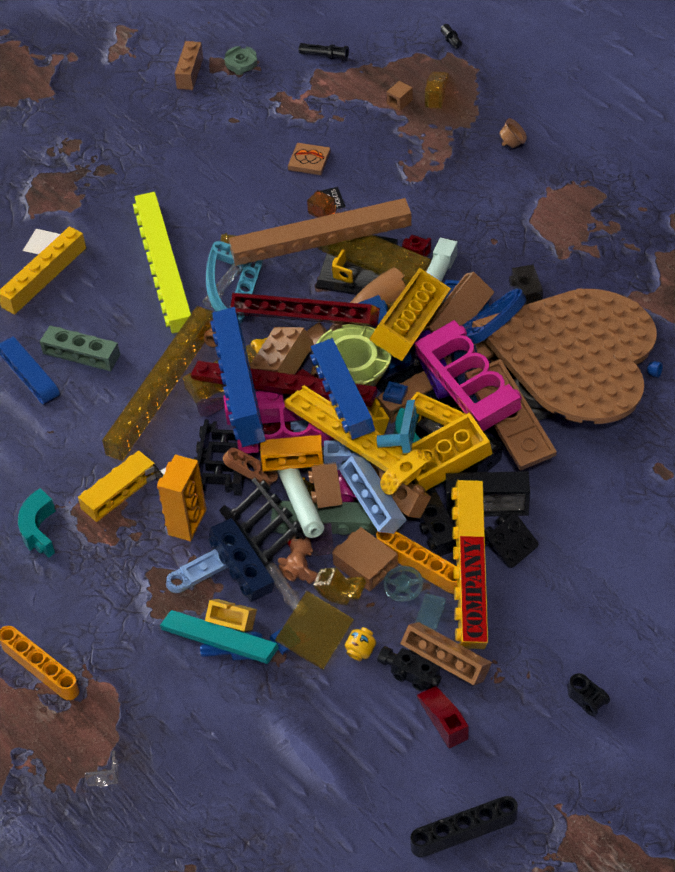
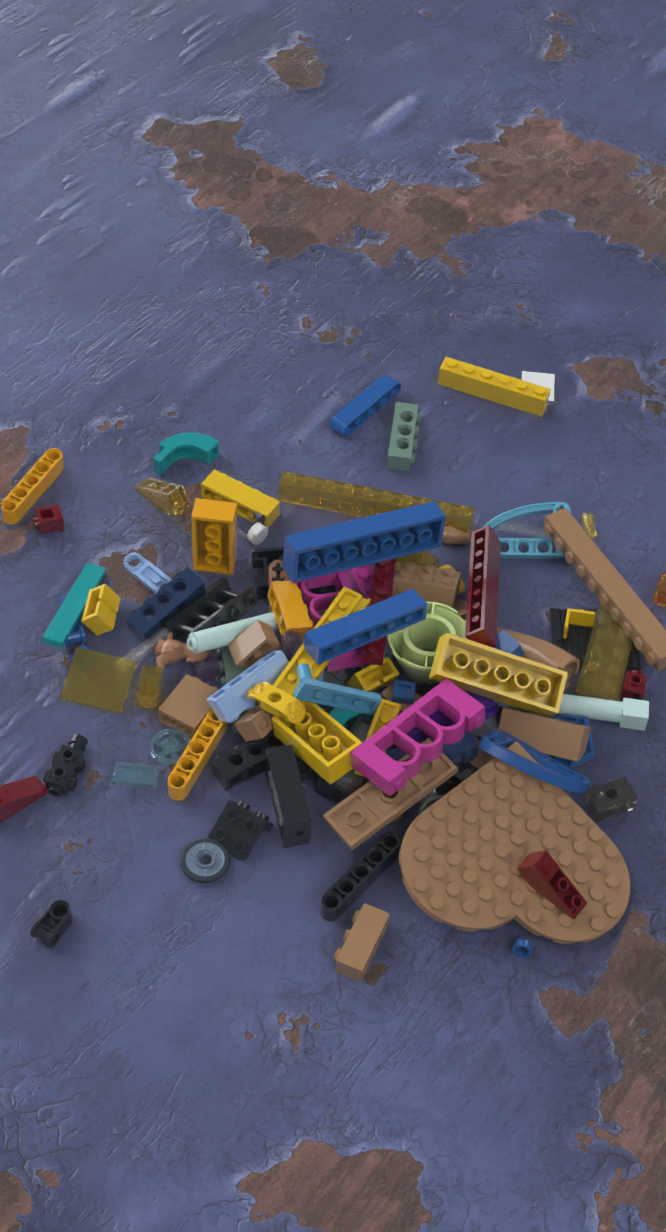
camera: 70 degrees right, 0 degrees up
(92, 547) = (164, 495): none -> clear yellow slope
(92, 651) = (48, 519): none -> dark red brick
(162, 260) = (541, 473): neon yellow brick -> none
(333, 453) = (290, 643): none -> cone
(360, 644) = (86, 718): yellow head -> none
(446, 653) = (82, 790): medium nougat brick -> none
(471, 565) = (184, 786): brick -> none
(542, 582) = (205, 848): none -> wheel
(577, 464) = (358, 885): none -> black beam
(612, 328) = (551, 882): none -> dark red slope
(638, 470) = (361, 942): none -> medium nougat brick

